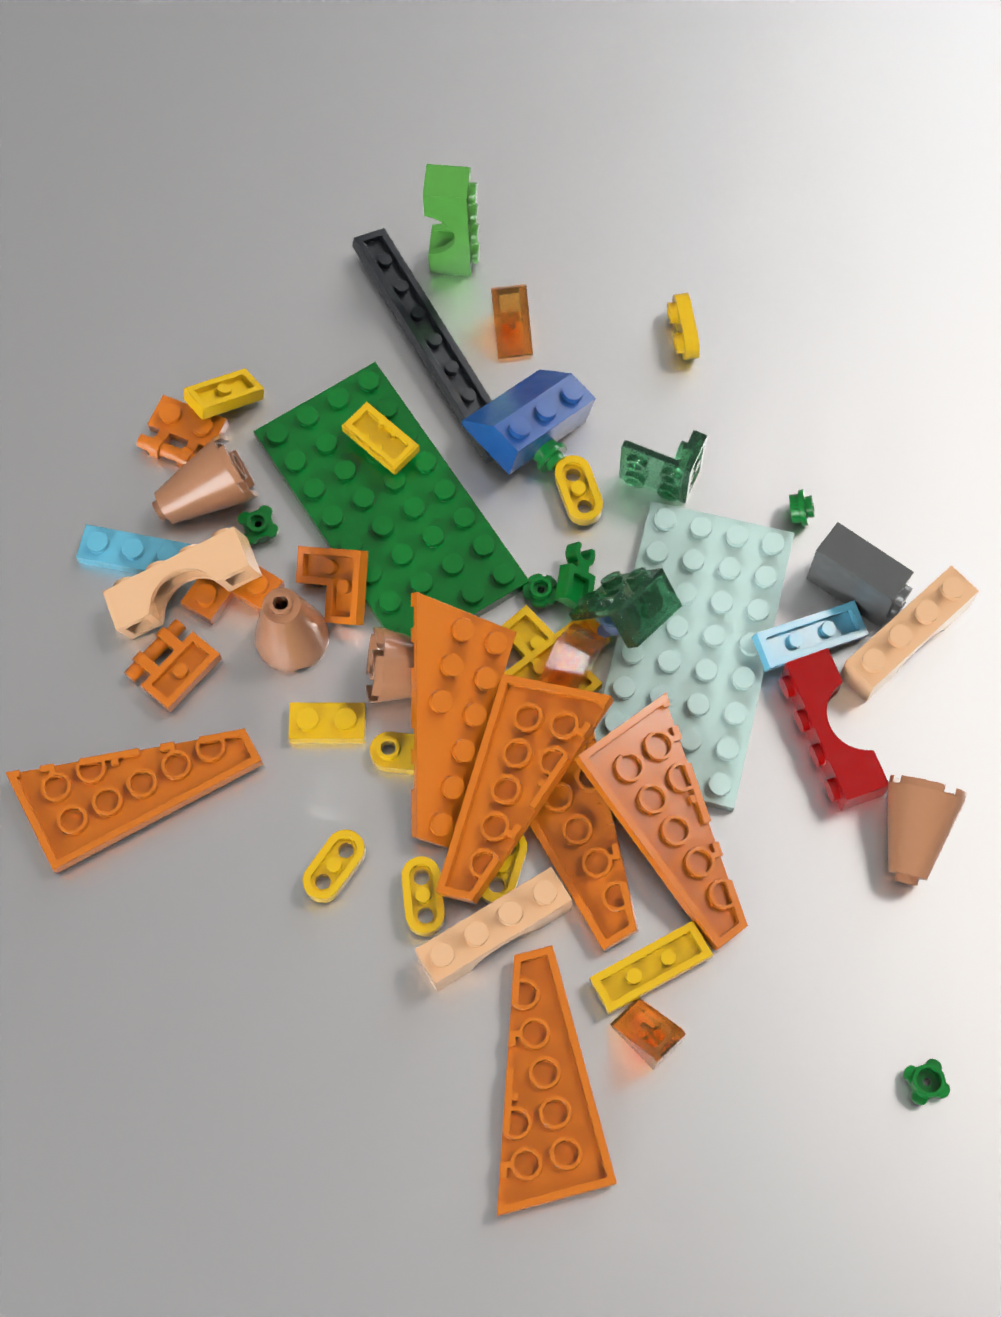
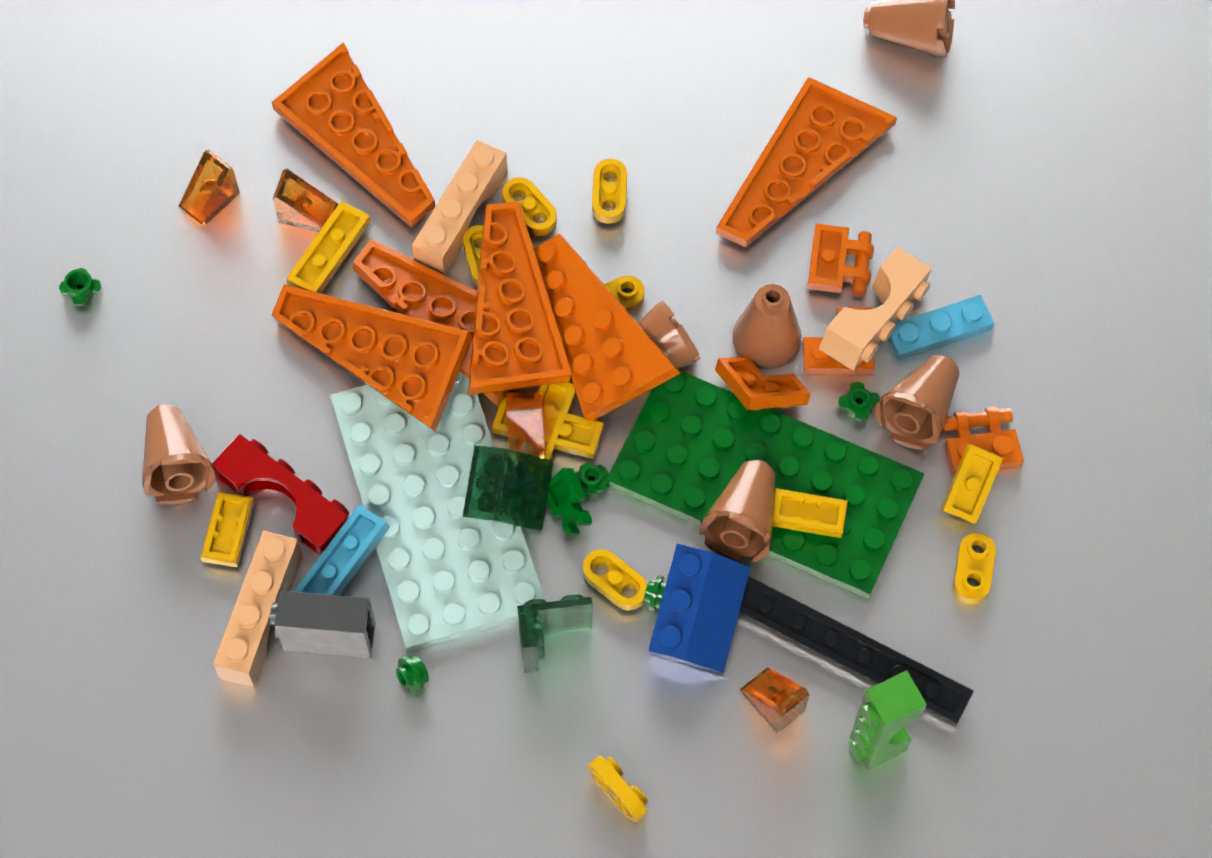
camera: 145 degrees right, 5 degrees down
(276, 339) = (975, 566): none -> yellow plate
(327, 722) = (691, 287): yellow plate -> none
(435, 461) = (743, 514): none -> nougat cone
(739, 1112) = (210, 188): none -> clear orange slope
(899, 729) = (227, 529): none -> yellow plate

